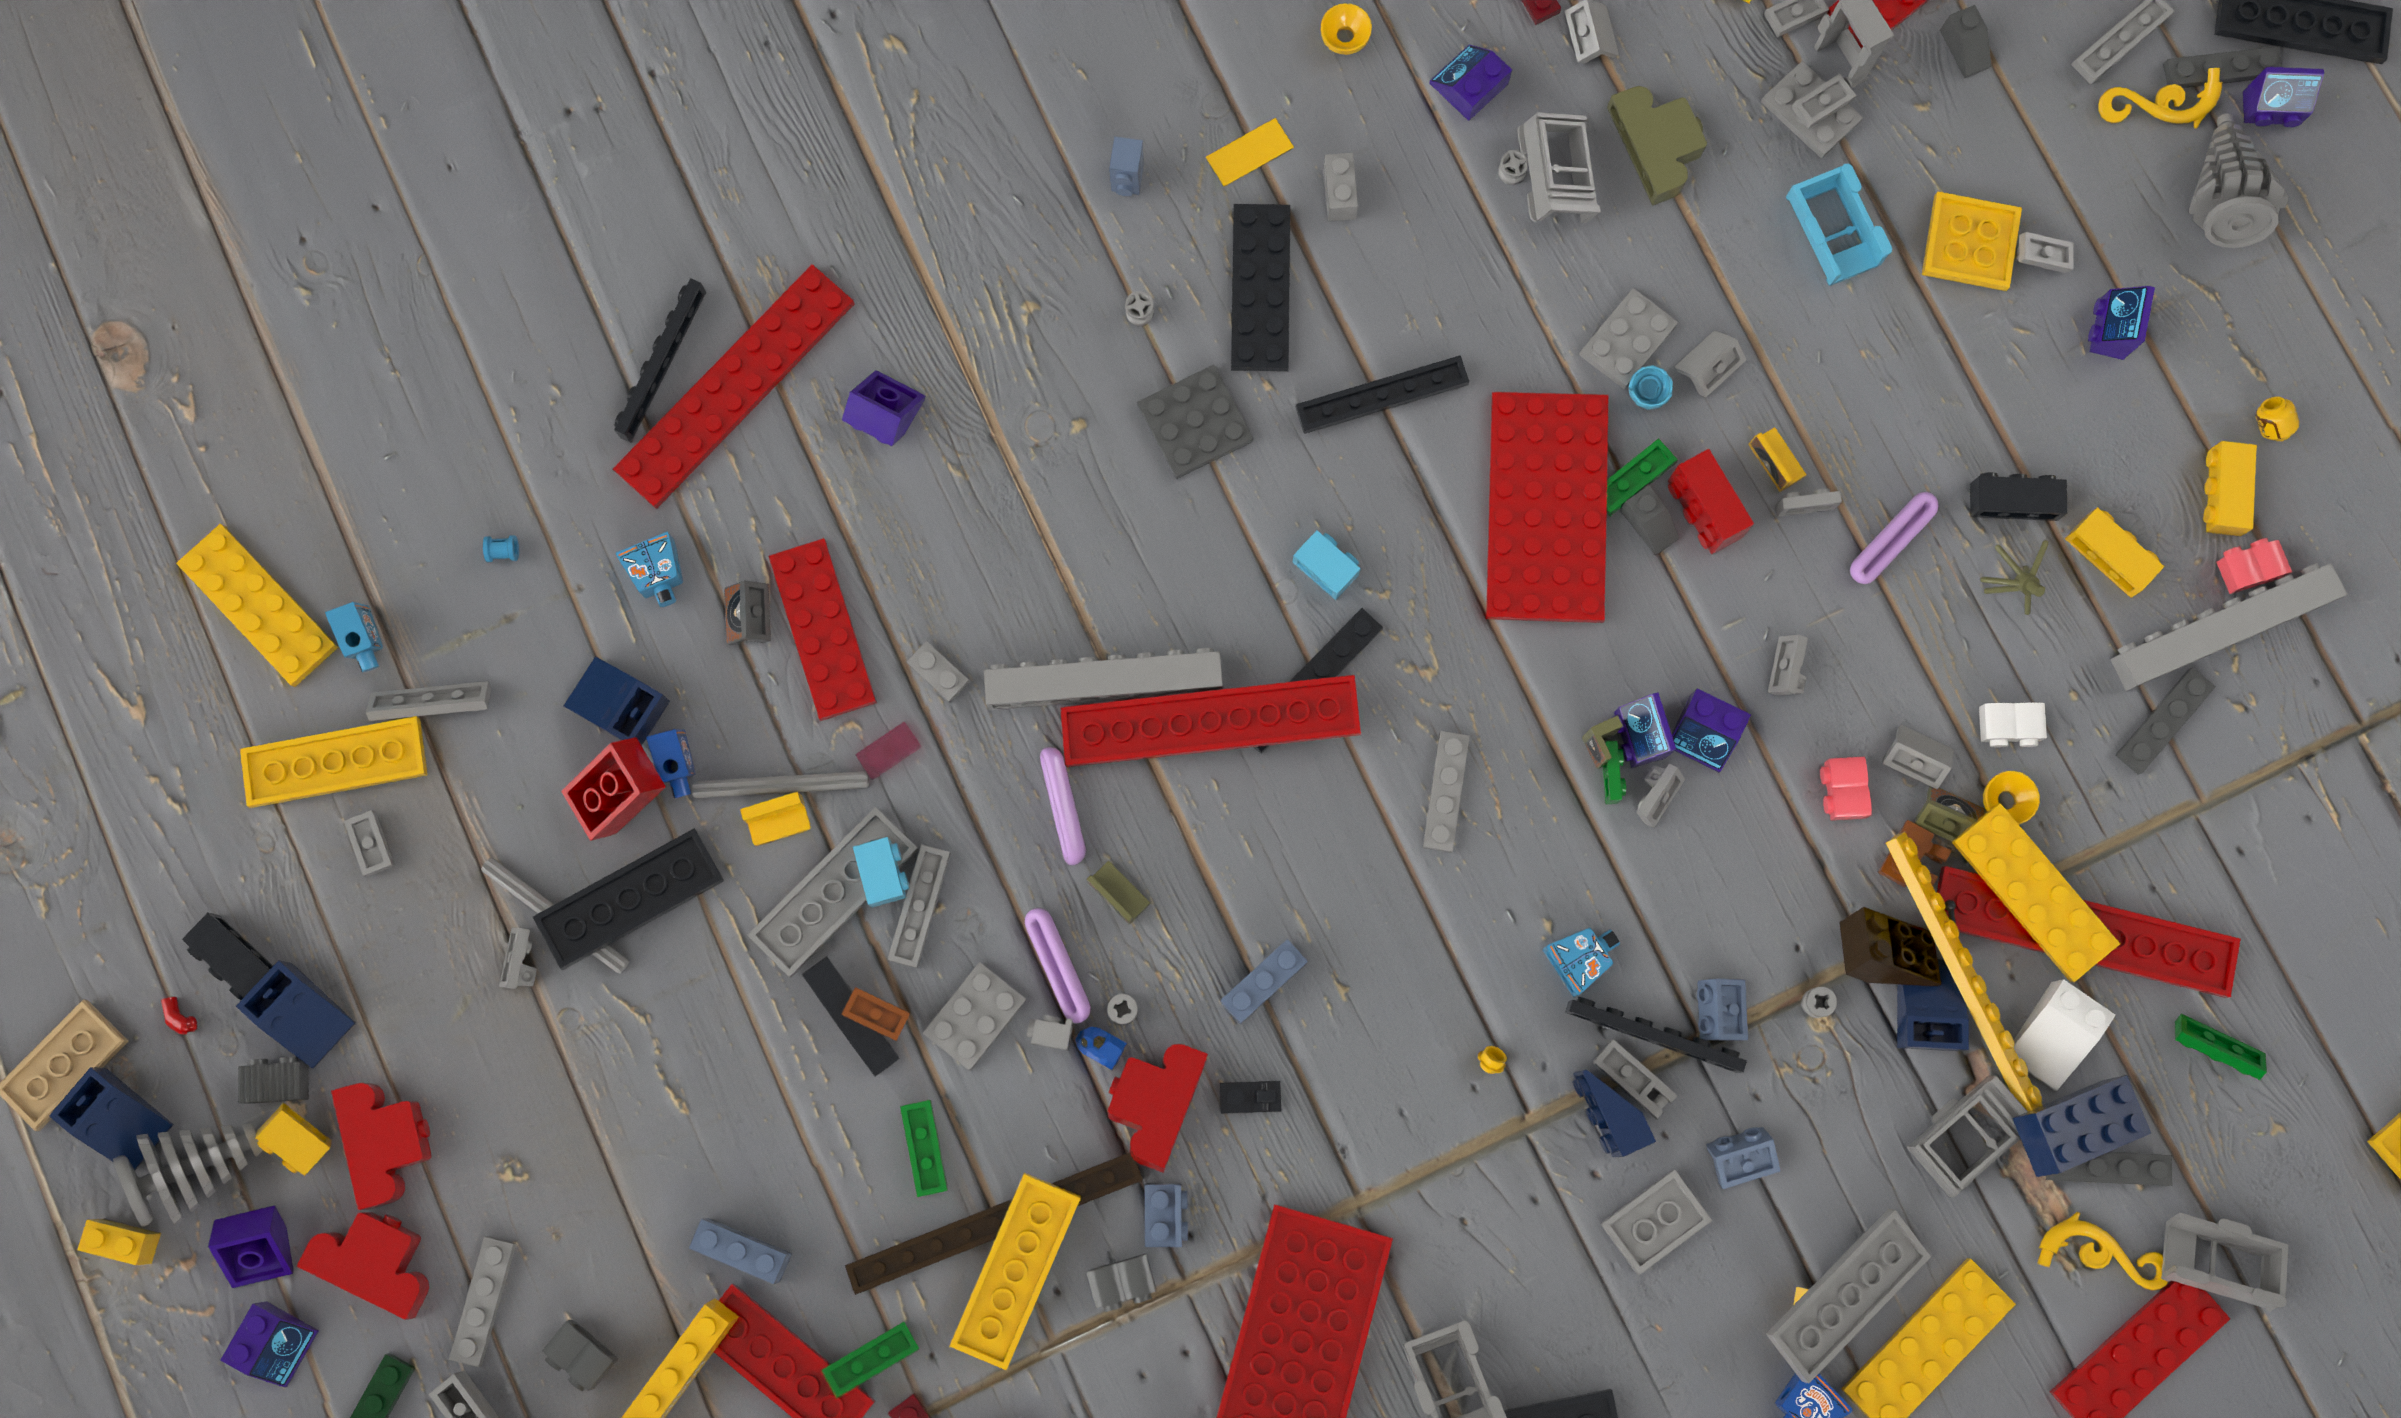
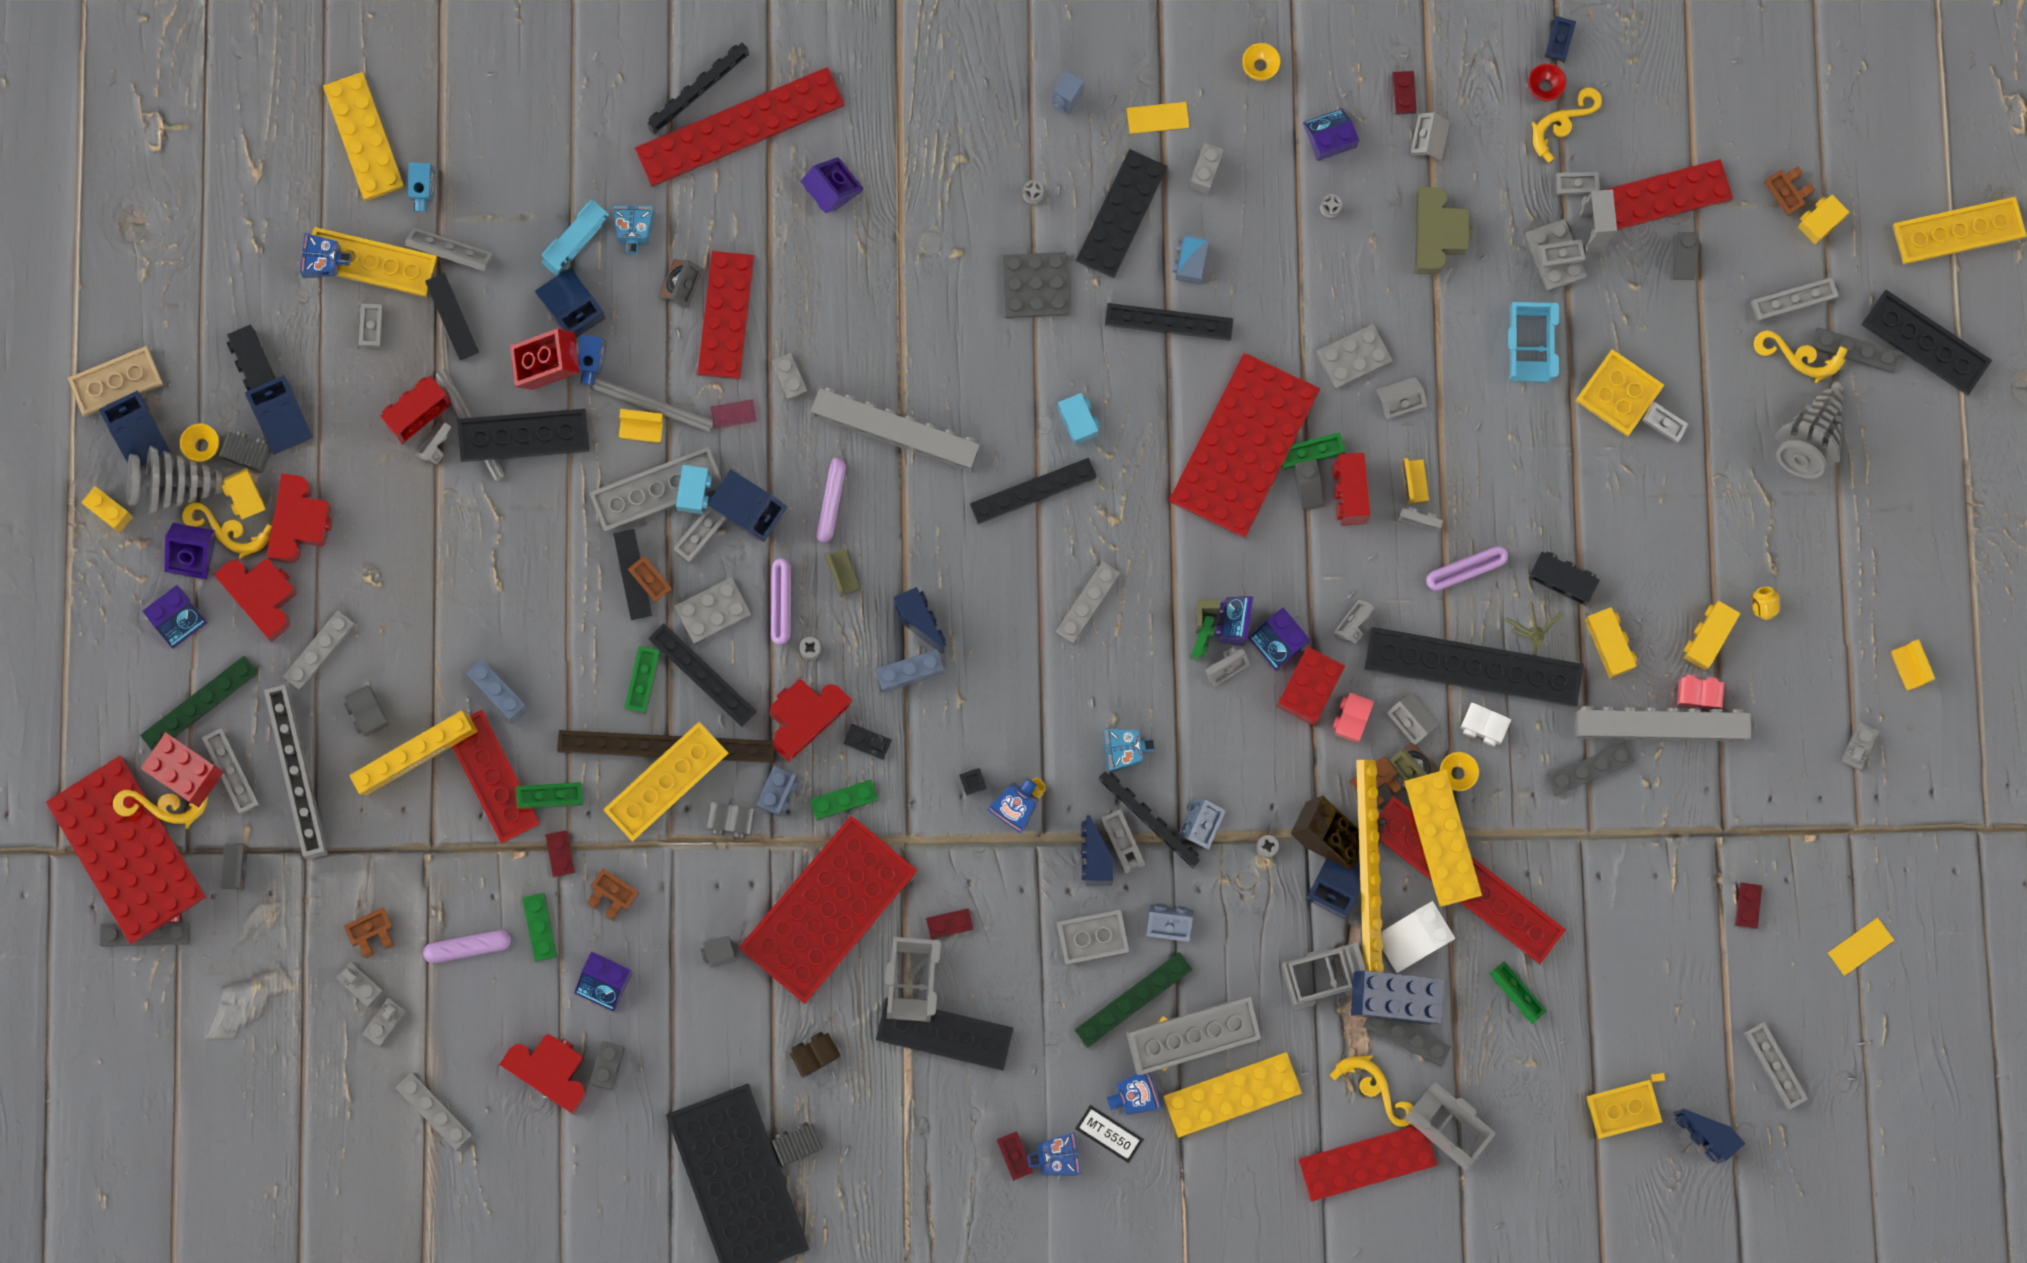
camera: 20 degrees right, 0 degrees up
(175, 1020) = (199, 385): red arm -> none
(193, 1093) = (192, 436): none -> yellow piece
(264, 784) = (321, 257): none -> blue torso
(289, 1202) = (230, 526): none -> yellow plant
(470, 785) = (452, 316): none -> black slope
(472, 928) = (415, 409): none -> red brick
(500, 548) = (538, 168): dark azure bush -> none
(581, 626) = (565, 248): none -> medium azure piece
(959, 862) = (747, 505): none -> dark blue slope
(999, 1107) = (702, 675): none -> black plate
(1050, 1032) = (757, 642): light grey brick -> none
(1100, 1046) = (785, 666): blue rock -> none
(1210, 721) = (952, 487): red plate -> none
(1241, 908) = (915, 616): none -> dark blue slope
(1254, 1187) = (843, 799): none -> green plate
(1374, 305) = (1192, 259): none -> sand blue brick
(1409, 1088) = (972, 781): none -> black plate
(1464, 1288) = (949, 924): none -> dark red plate
(1479, 1095) = (1015, 805): none -> blue torso
(1546, 195) = (1347, 241): light grey piece -> none
(1650, 387) = (1351, 395): medium azure hair -> none
(1744, 1280) = (1133, 1000): none -> dark green plate
(1775, 772) = (1310, 686): none -> red brick
(1962, 657) = (1474, 666): none -> black plate
(2121, 321) = (1690, 491): slope -> none
(2282, 96) = (1880, 387): slope -> none

